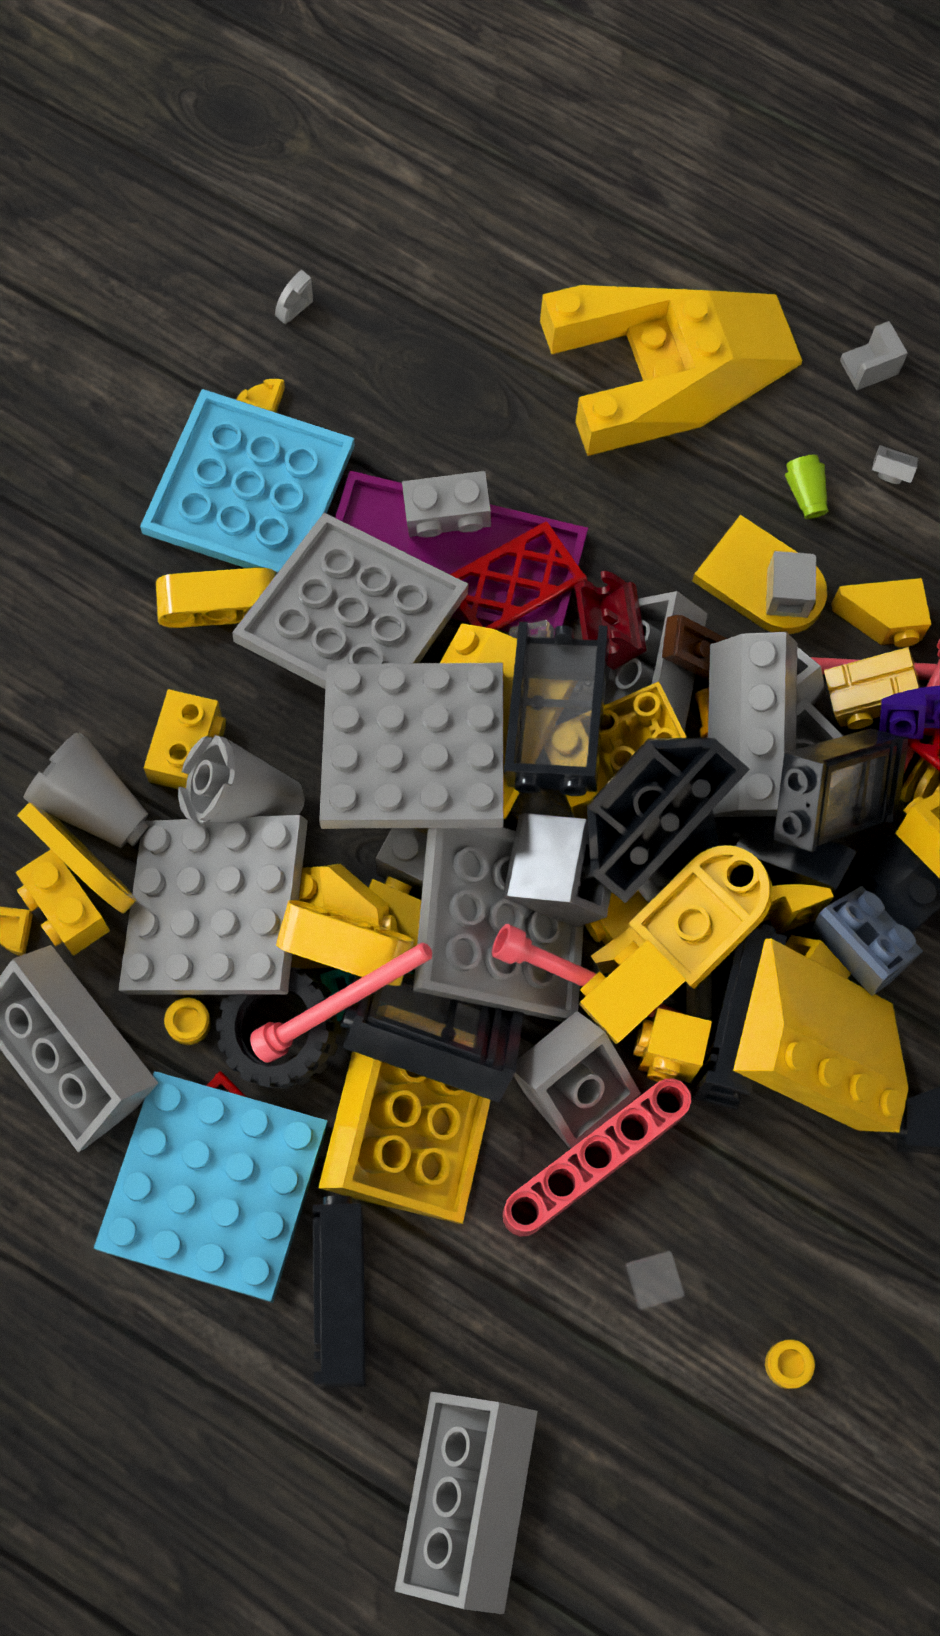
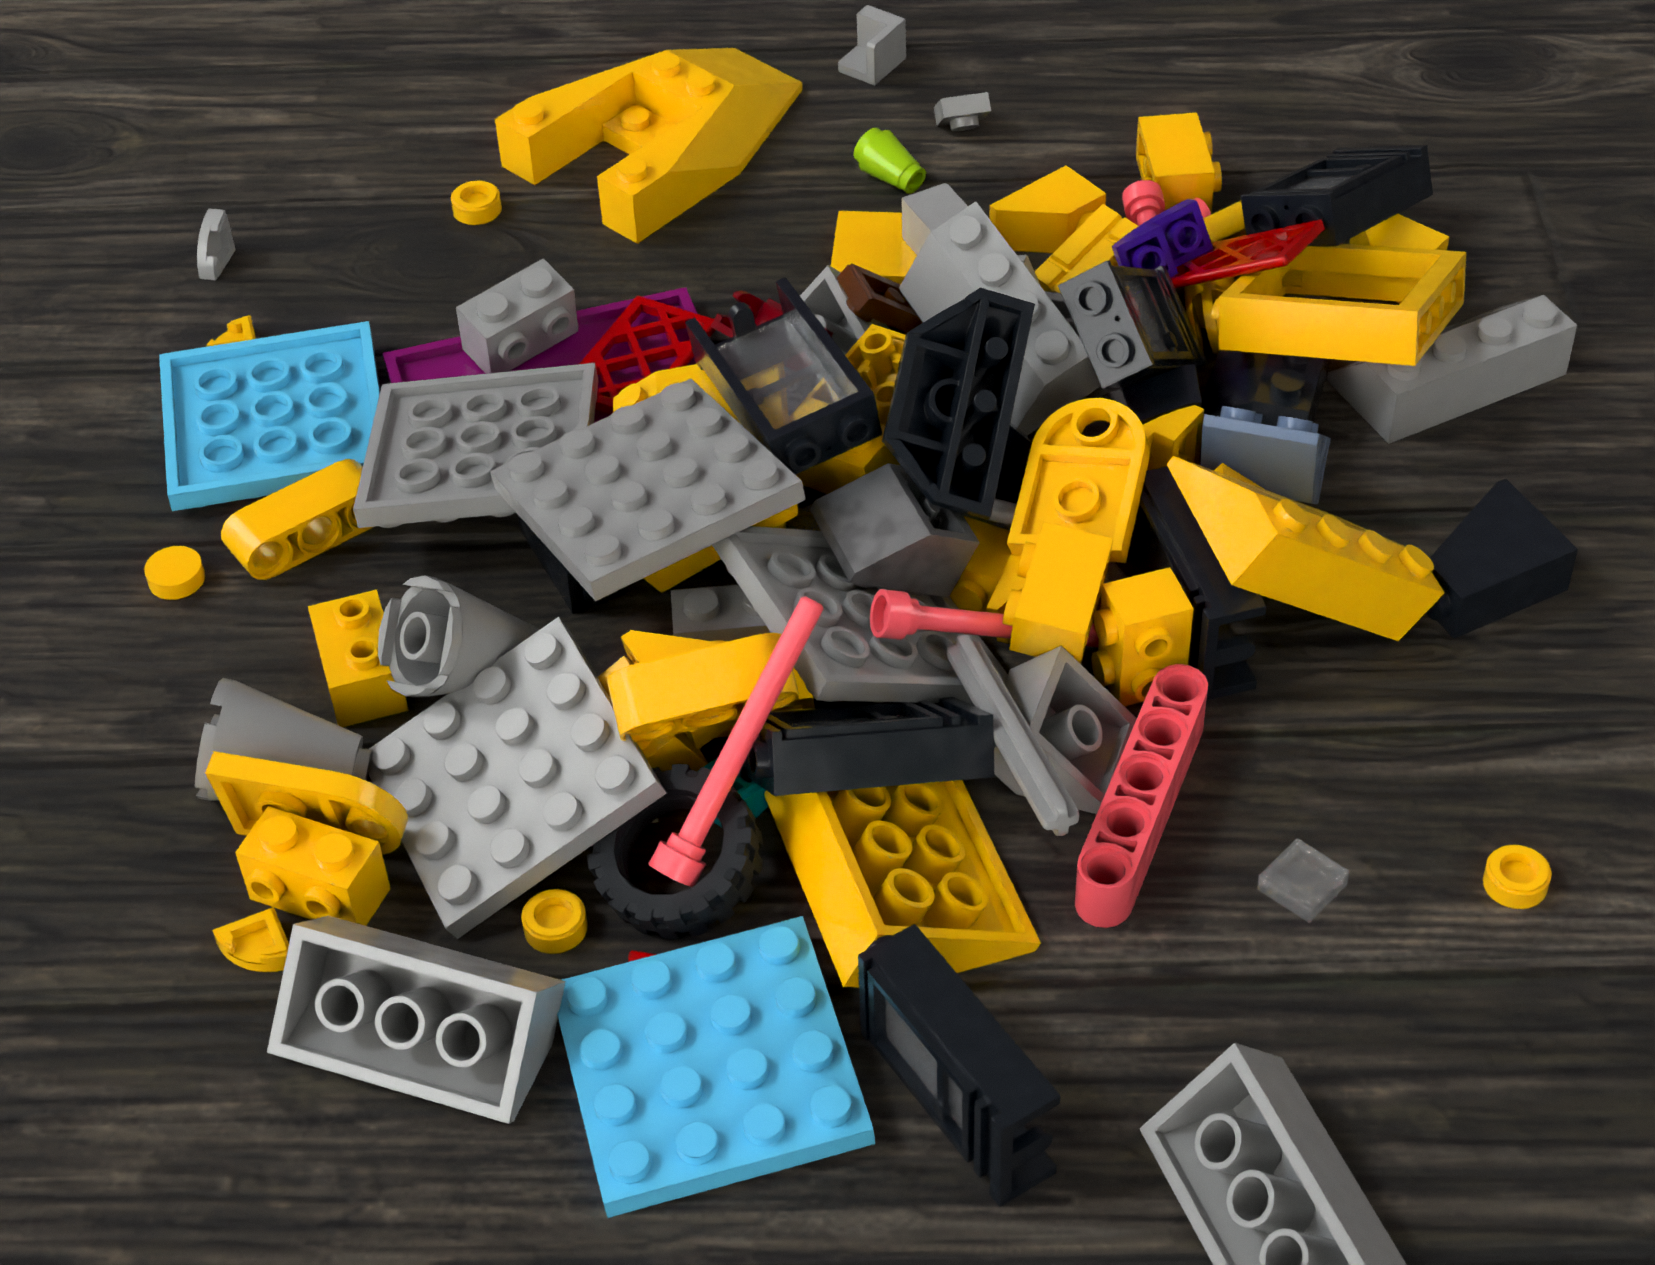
camera: 25 degrees left, 25 degrees down
(115, 590) = (174, 572): none -> yellow tile
(498, 352) = (476, 202): none -> yellow tile
(522, 1087) = (1014, 737): none -> light grey axle

